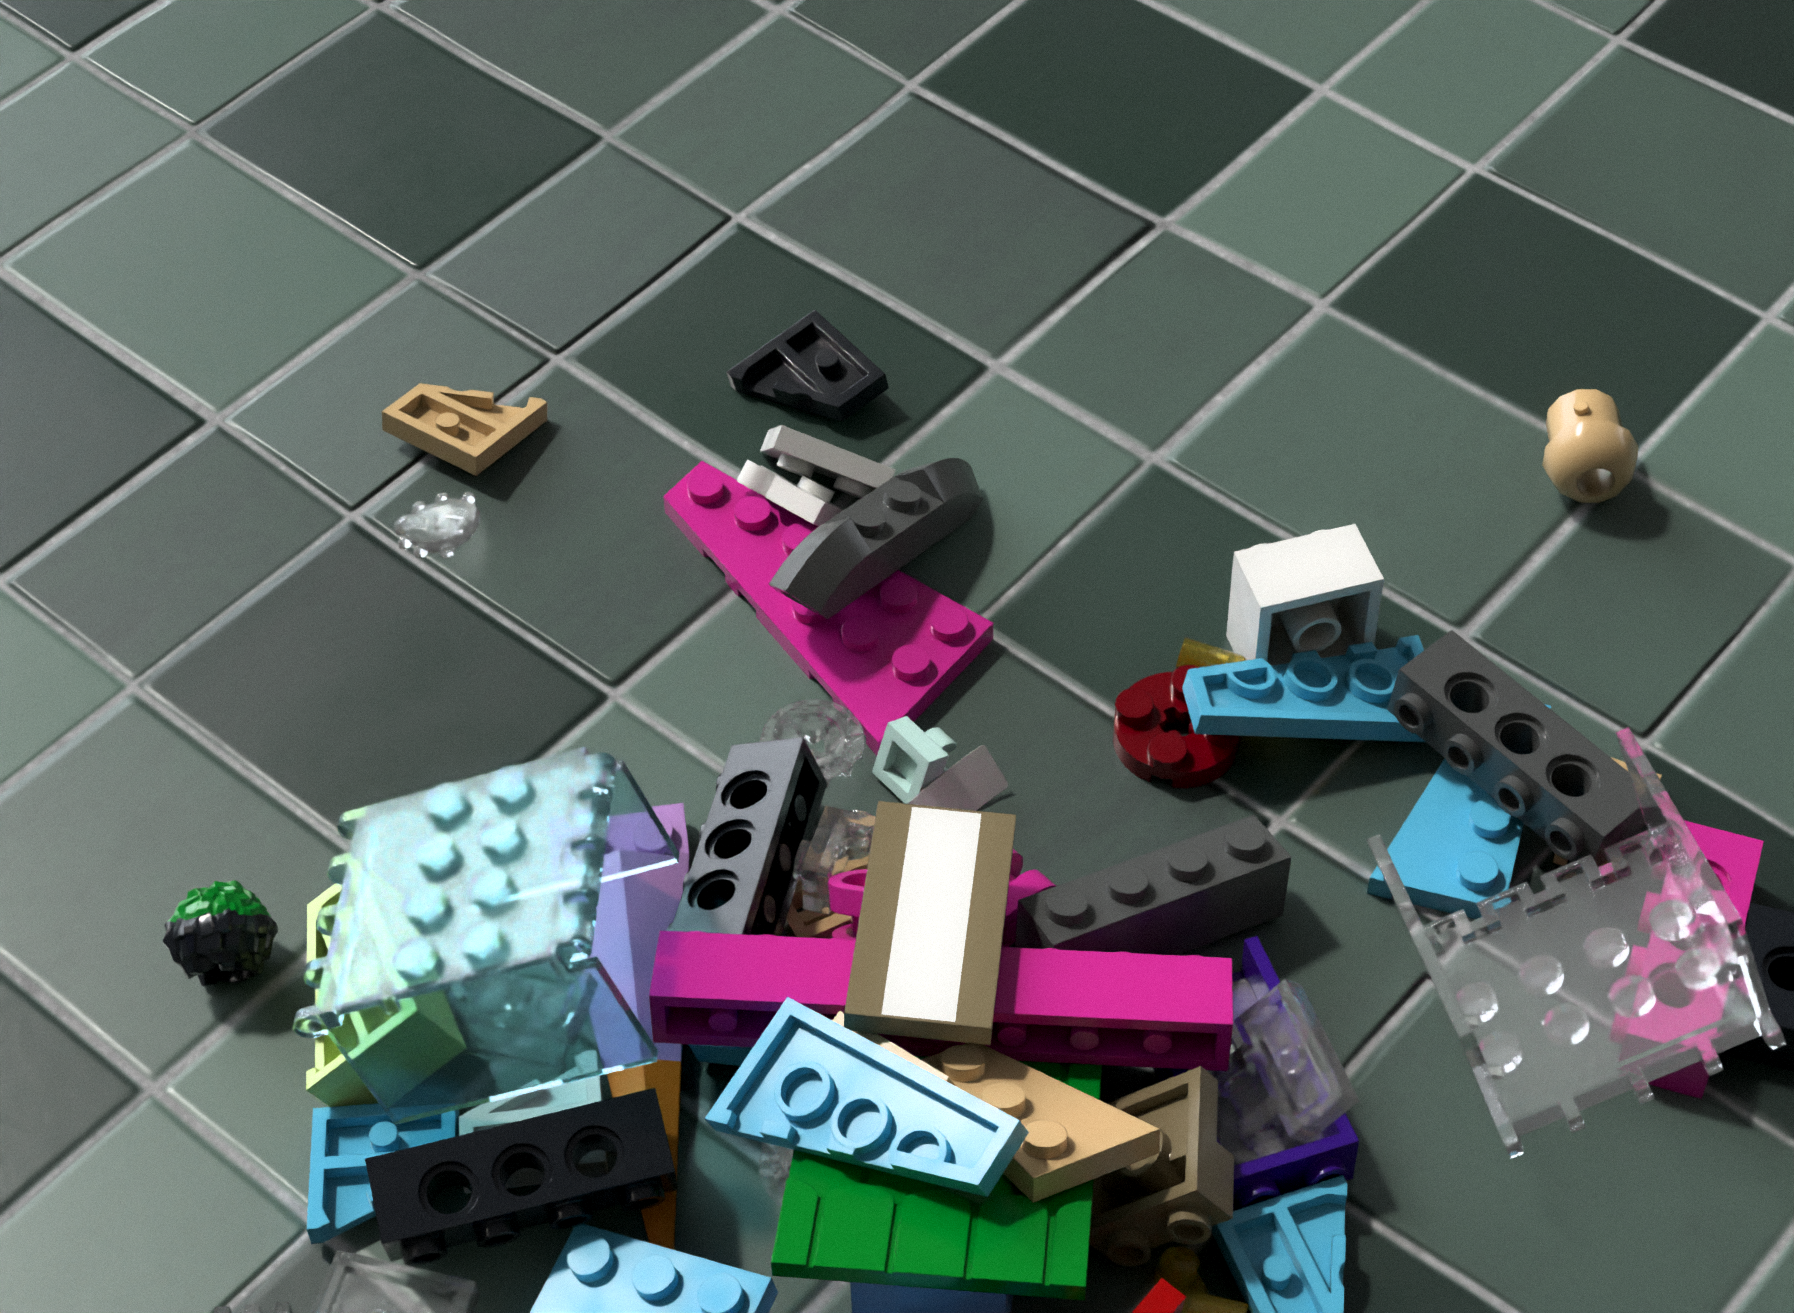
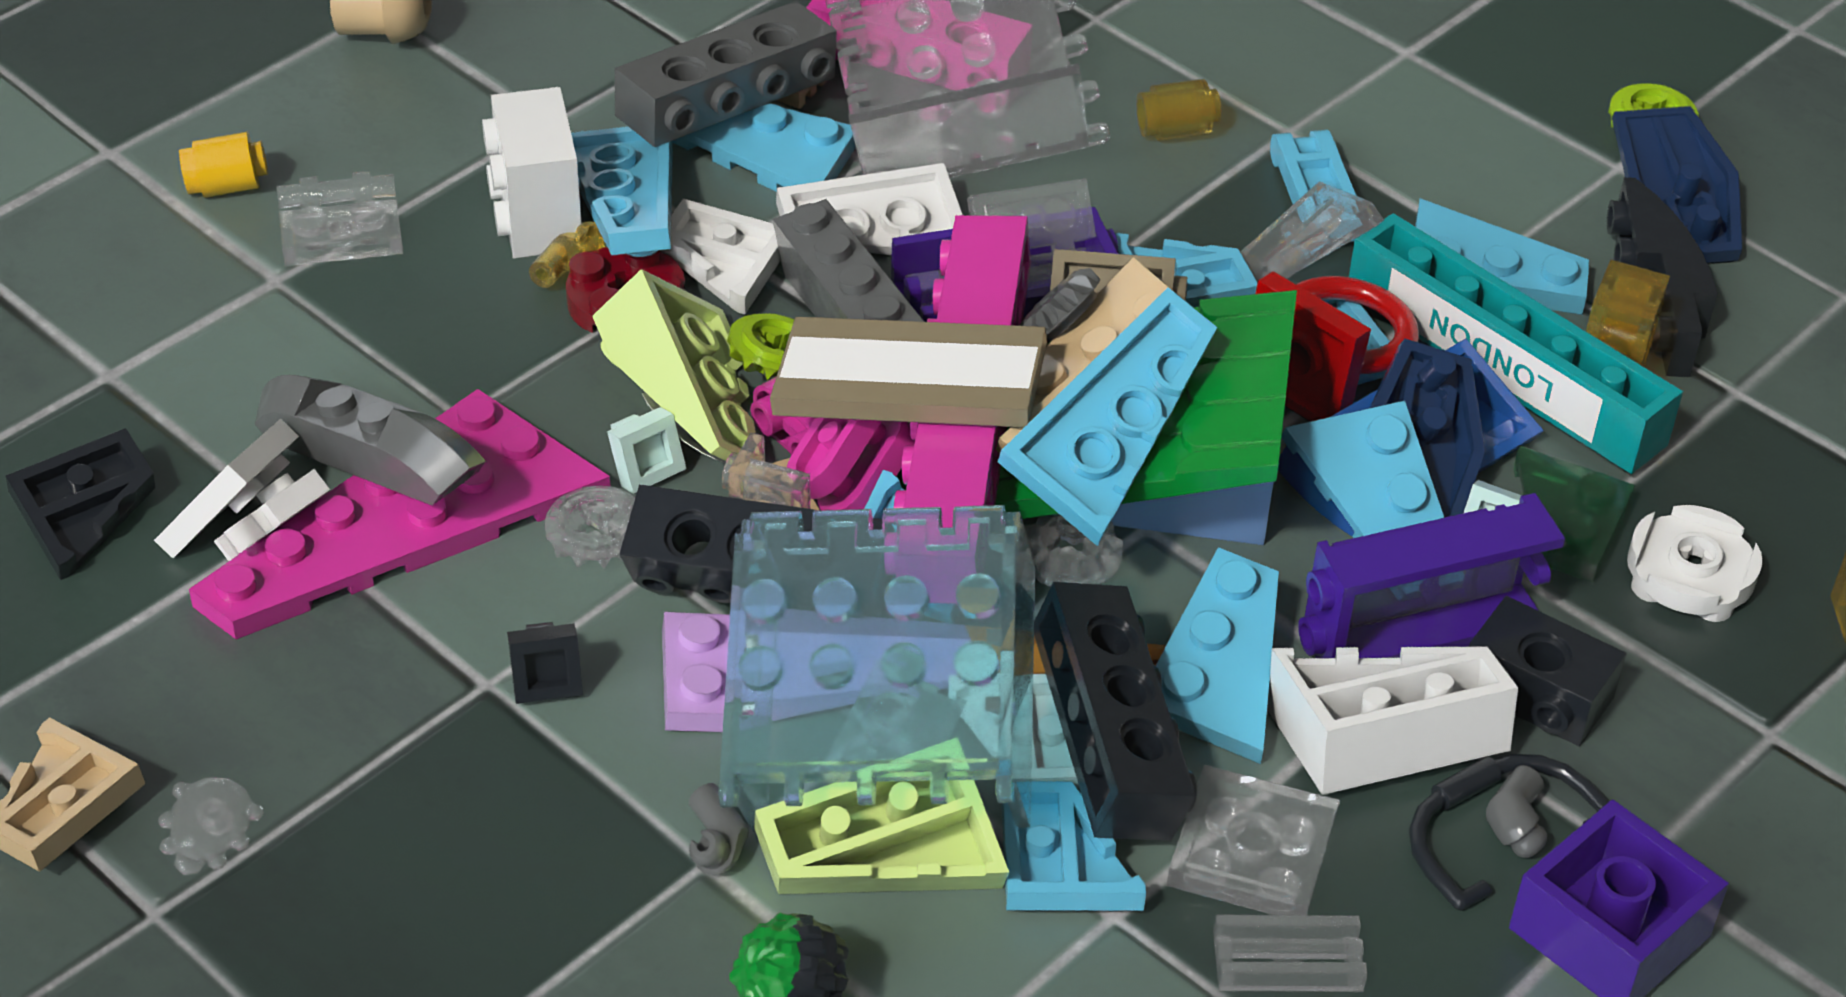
camera: 90 degrees left, 5 degrees down
(617, 718) = (545, 662): none -> black tile
(1059, 770) = (679, 357): none -> yellowish green wedge
(1081, 833) = (760, 342): none -> lime gear
(1085, 1070) = (1064, 303): none -> dark grey gear
(1227, 486) = (339, 231): none -> clear plate
(1259, 780) = (724, 251): none -> white wing
(1296, 379) = (223, 165): none -> yellow brick
(1348, 941) = (883, 203): none -> white wing
(1626, 1253) = (1178, 109): none -> clear yellow brick

